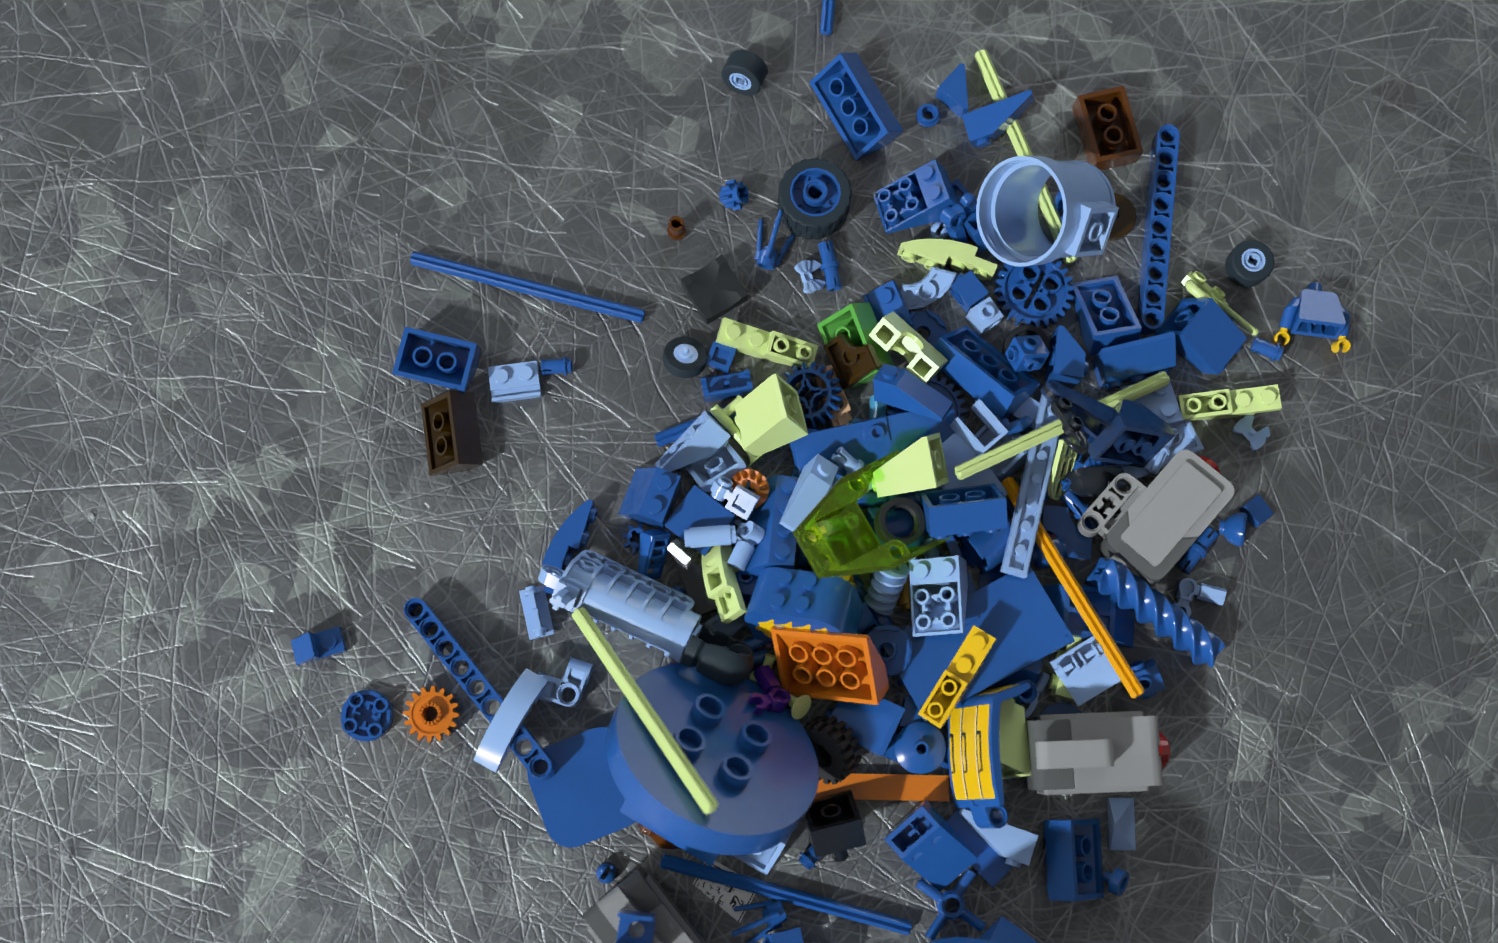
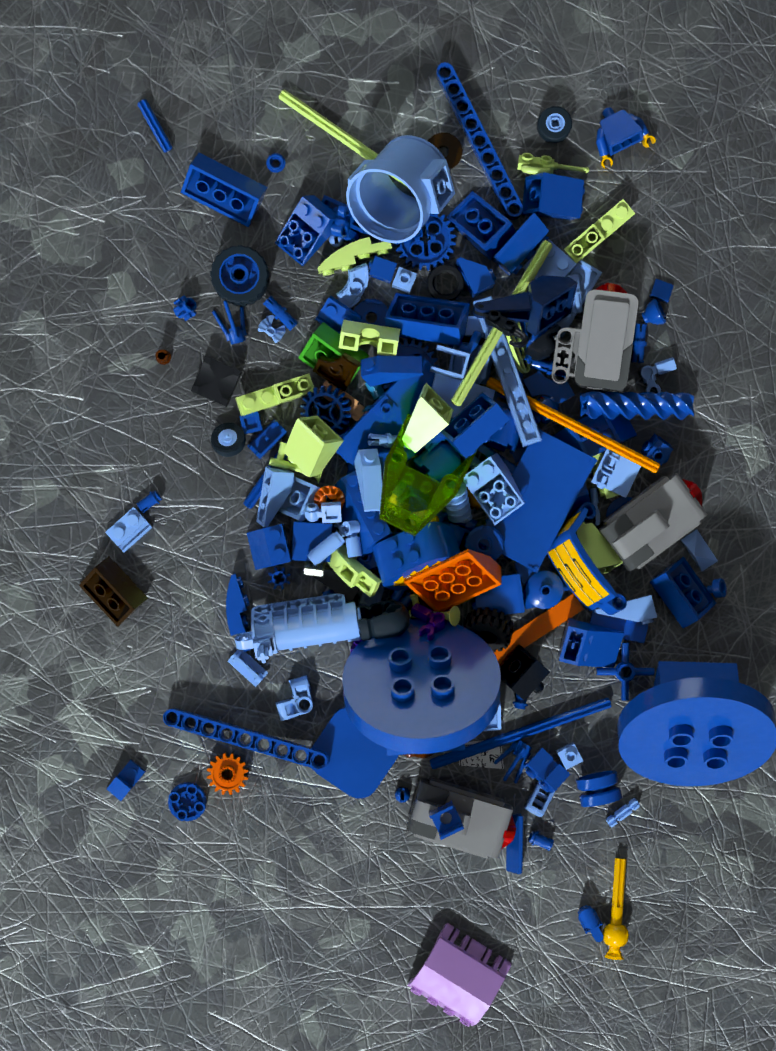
camera: 30 degrees left, 10 degrees up
(436, 359) = (70, 551): blue slope -> none
(509, 719) = (280, 744): light blue slope -> none
(527, 287) = (92, 461): blue axle -> none
(645, 711) = (361, 687): yellowish green axle -> none
(651, 541) = (292, 573): blue slope -> none
(744, 72) = (133, 217): black wheel -> none
(916, 513) = (446, 446): black tyre -> none
(953, 91) = (282, 135): blue slope -> none
(957, 677) = (539, 533): yellow slope -> none
(992, 120) = (322, 139): blue slope -> none
(1027, 353) = (448, 290): blue brick -> none
(1107, 128) = (401, 93): reddish brown brick -> none
(1245, 428) = (631, 242): light blue piece -> none
(1266, 348) = (601, 176): blue pin -> none

